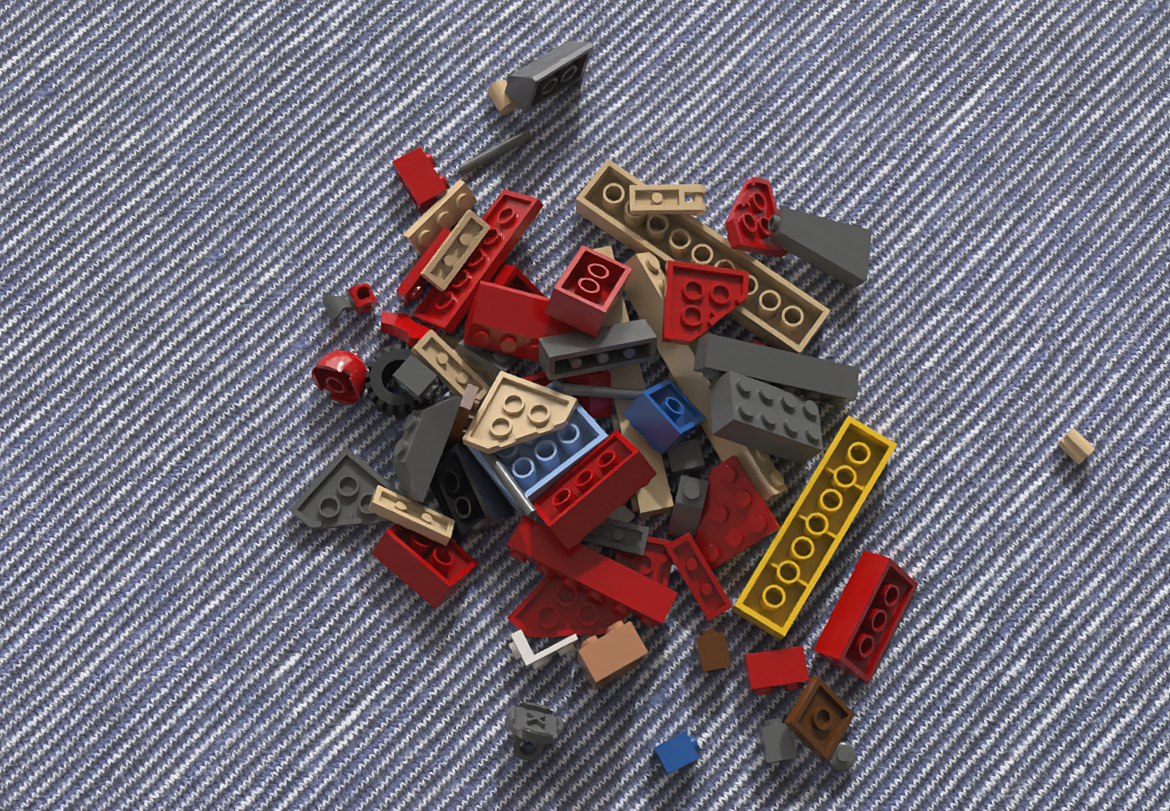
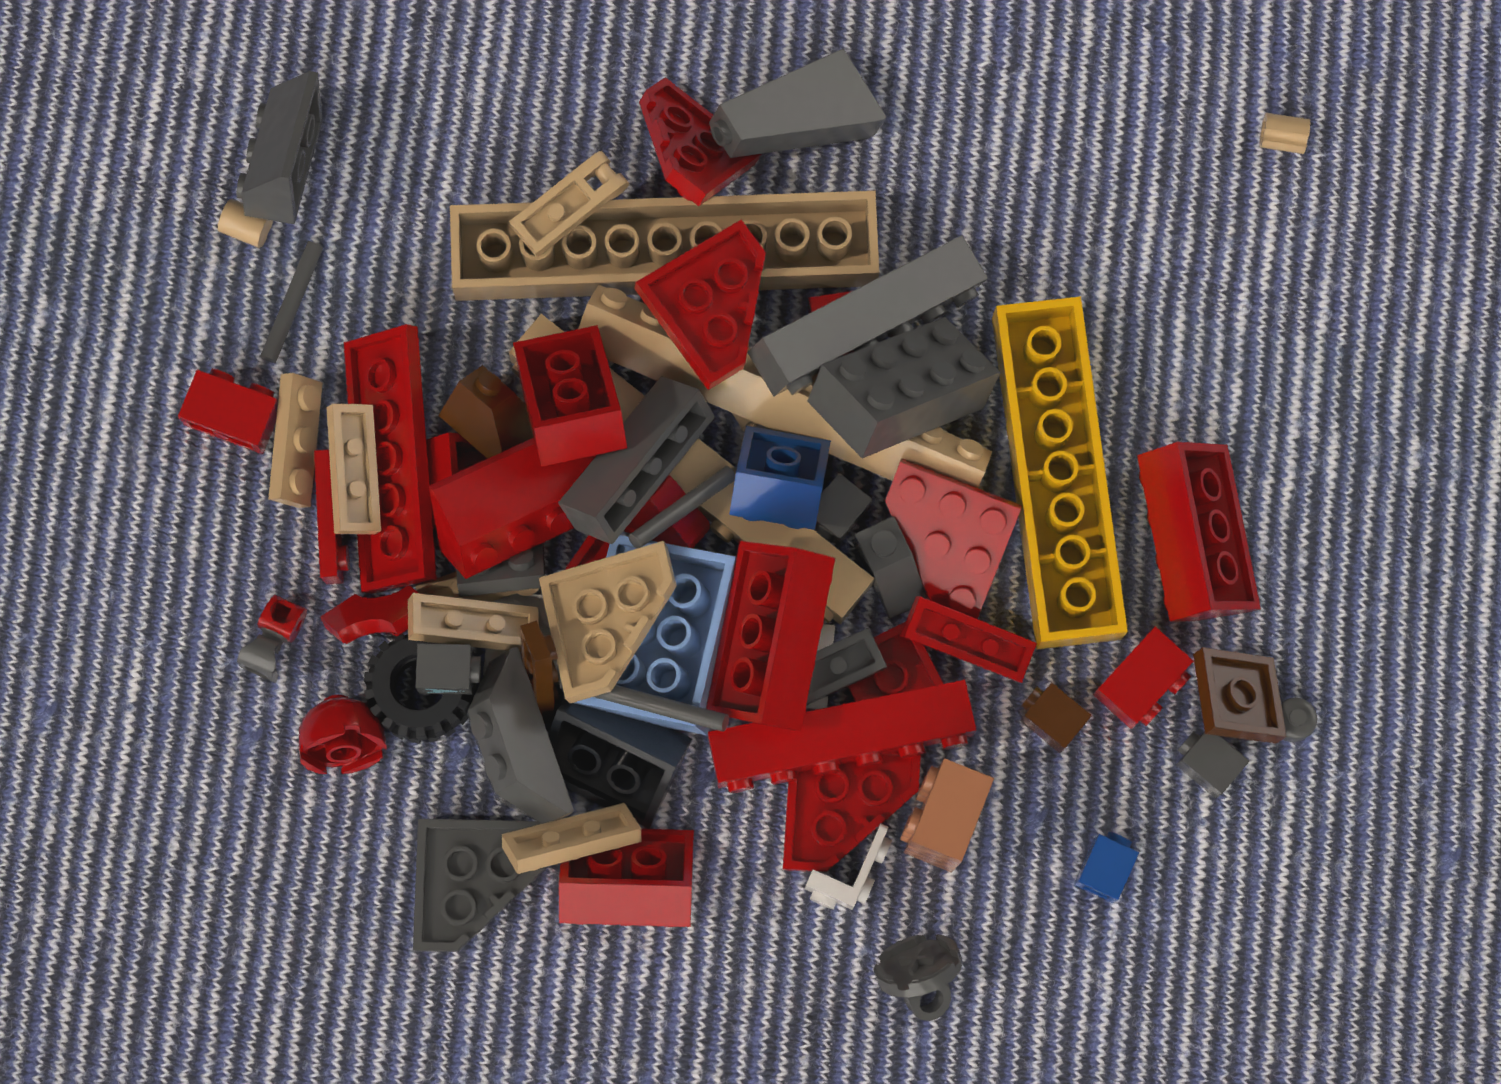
camera: 40 degrees left, 5 degrees up
(541, 269) = (487, 413): none -> reddish brown slope

